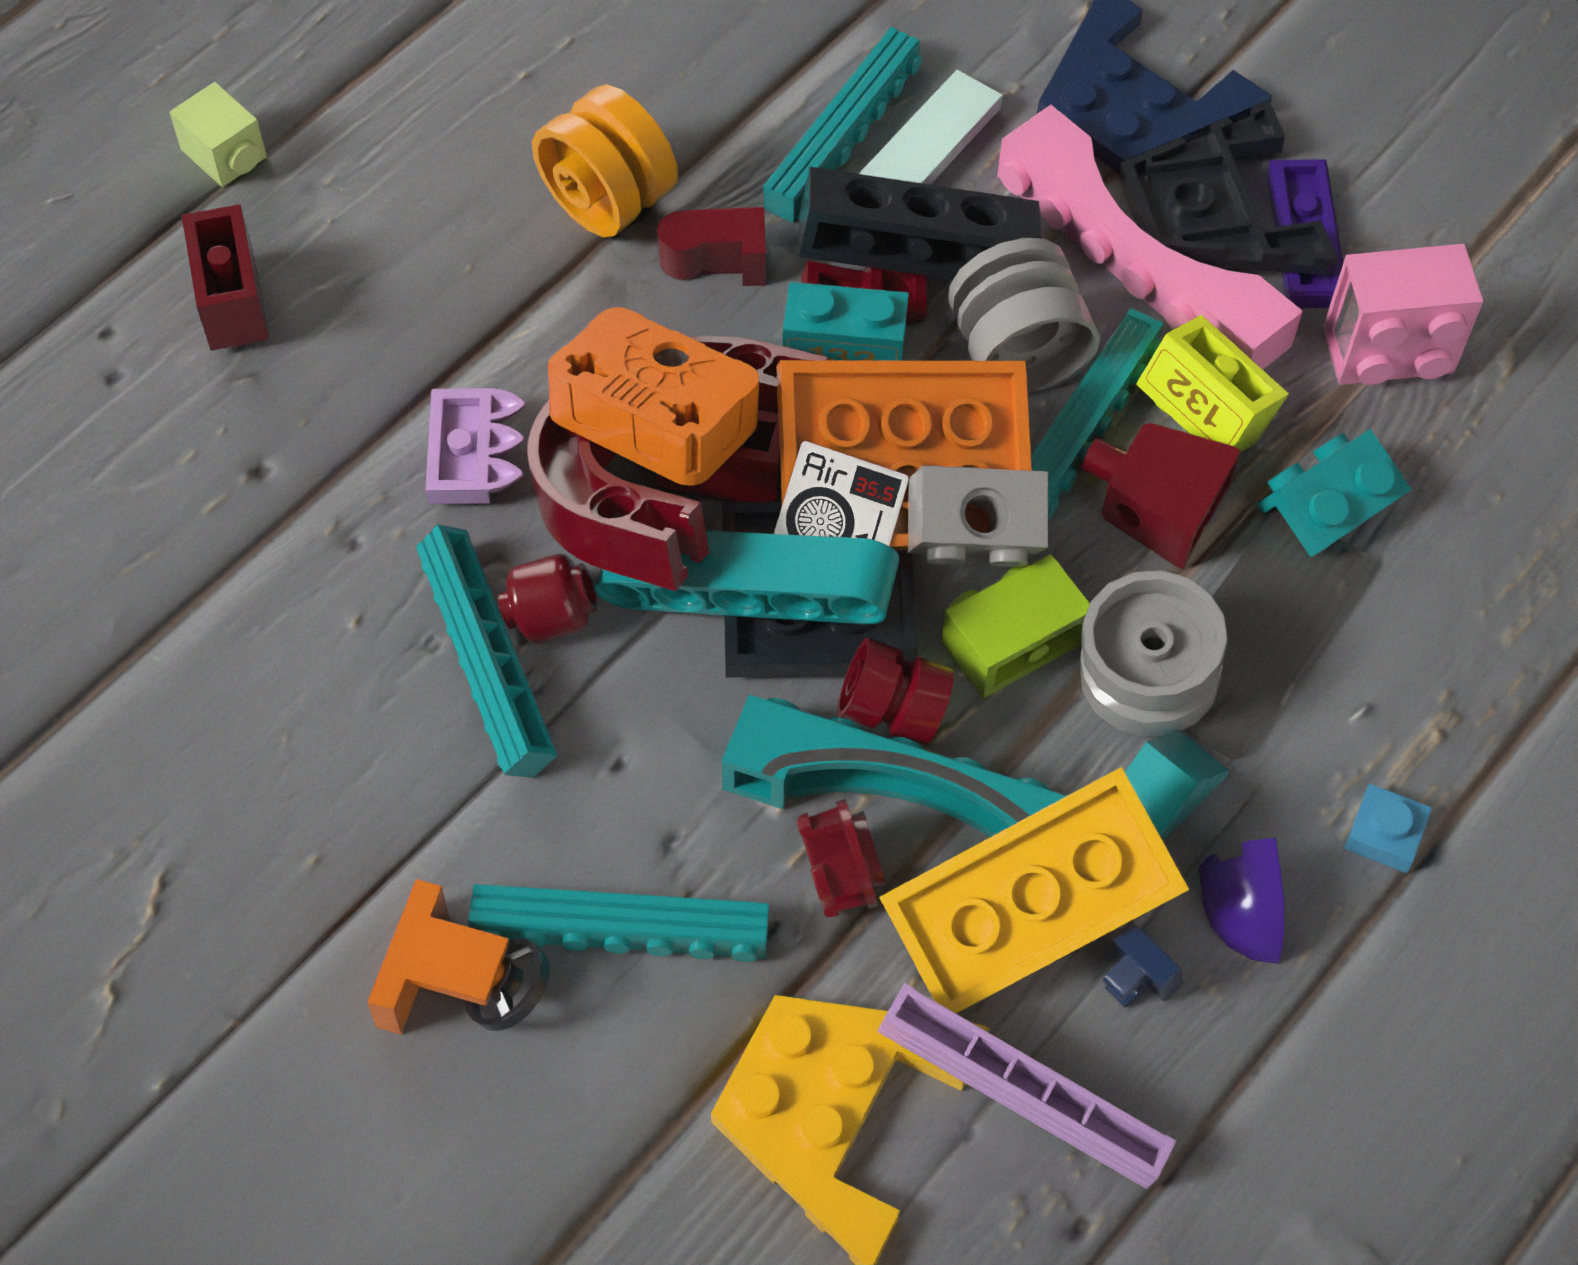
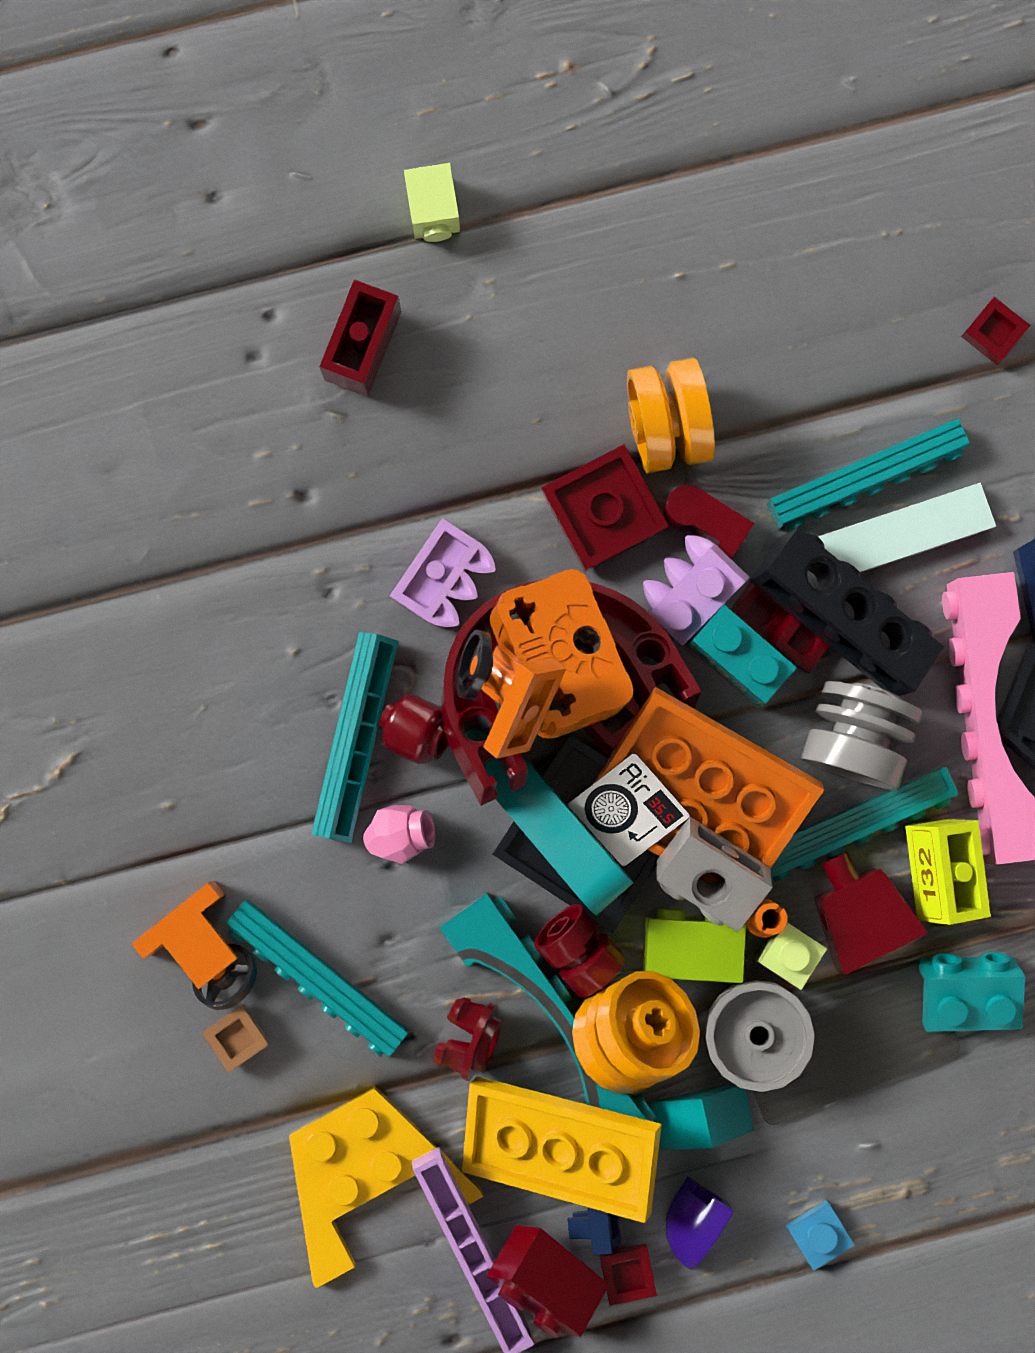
camera: 30 degrees right, 25 degrees up
(568, 1045) = (236, 1038): none -> medium nougat plate
(593, 275) = (604, 508): none -> dark red plate
(604, 711) = (399, 833): none -> bright pink rock
(630, 429) = (517, 686): none -> orange piece
(757, 290) = (696, 589): none -> lavender plate
(1021, 722) = (636, 1033): none -> light orange wheel
(1068, 528) = (774, 922): none -> orange pin
(1117, 549) = (790, 955): none -> yellowish green brick
(1134, 1049) = (547, 1281): none -> dark red brick
(1218, 1002) = (628, 1274): none -> dark red plate

